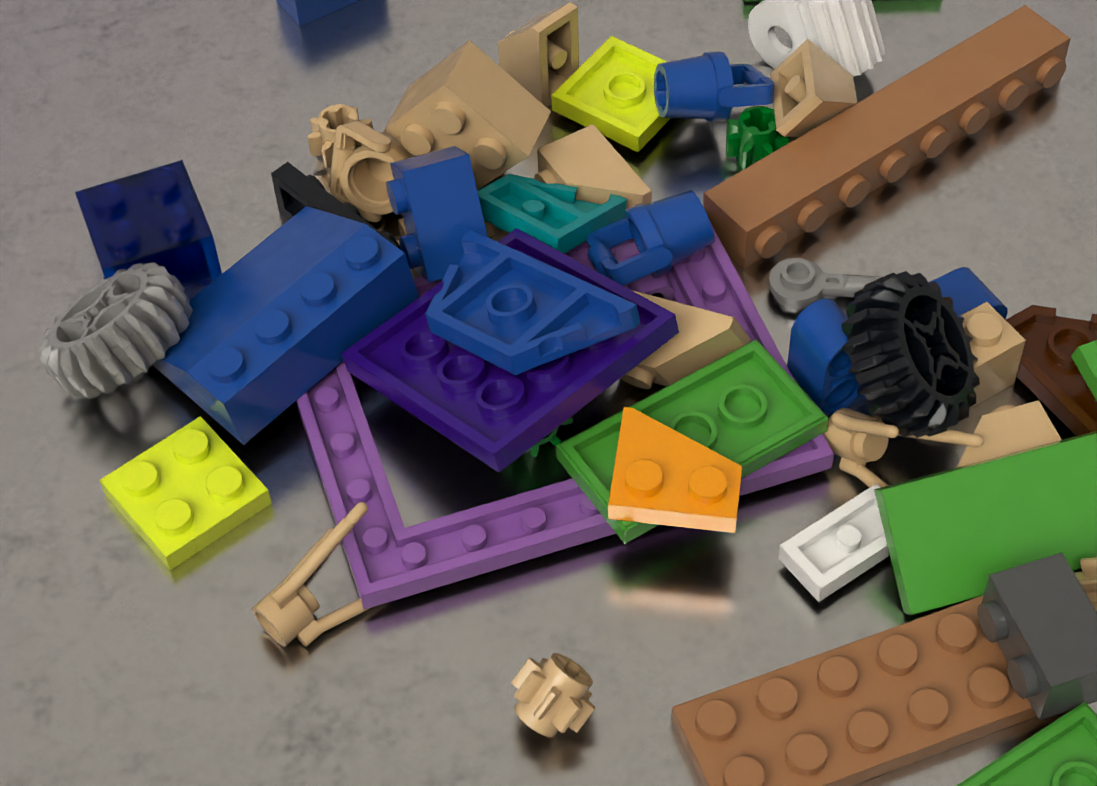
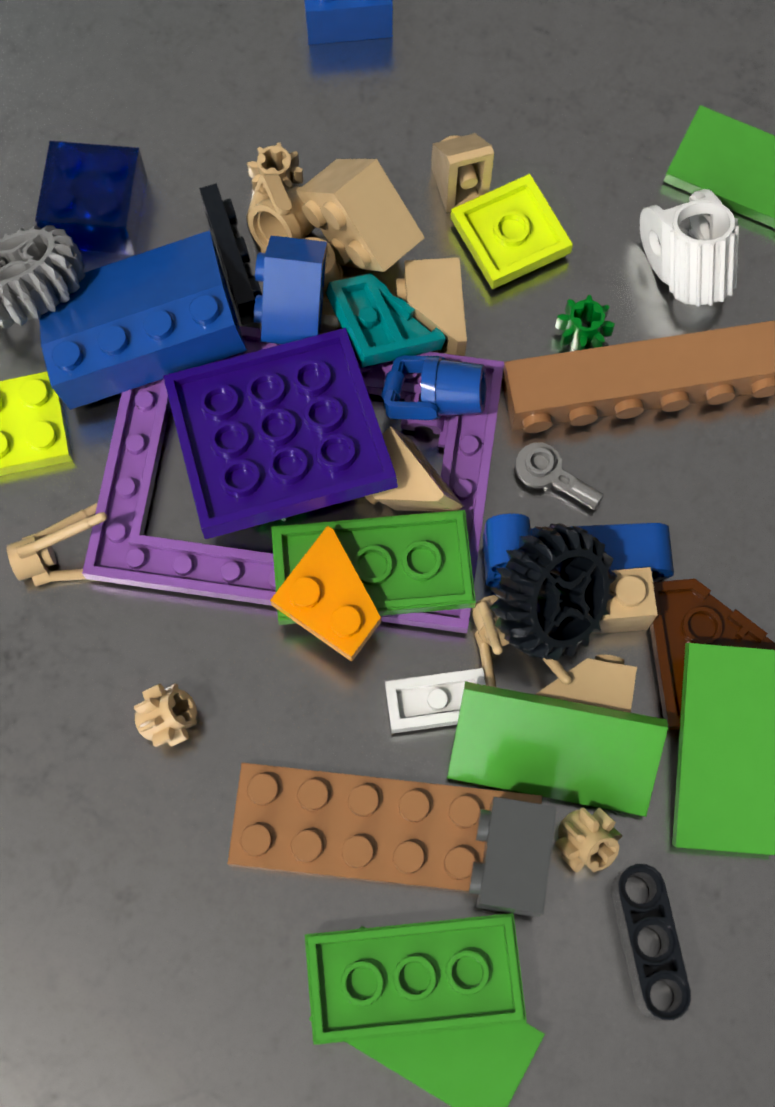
camera: 25 degrees right, 20 degrees up
(521, 308) = (290, 412): blue wing -> none
(705, 89) = (559, 264): blue piece -> none
(809, 90) = (643, 307): tan slope -> none

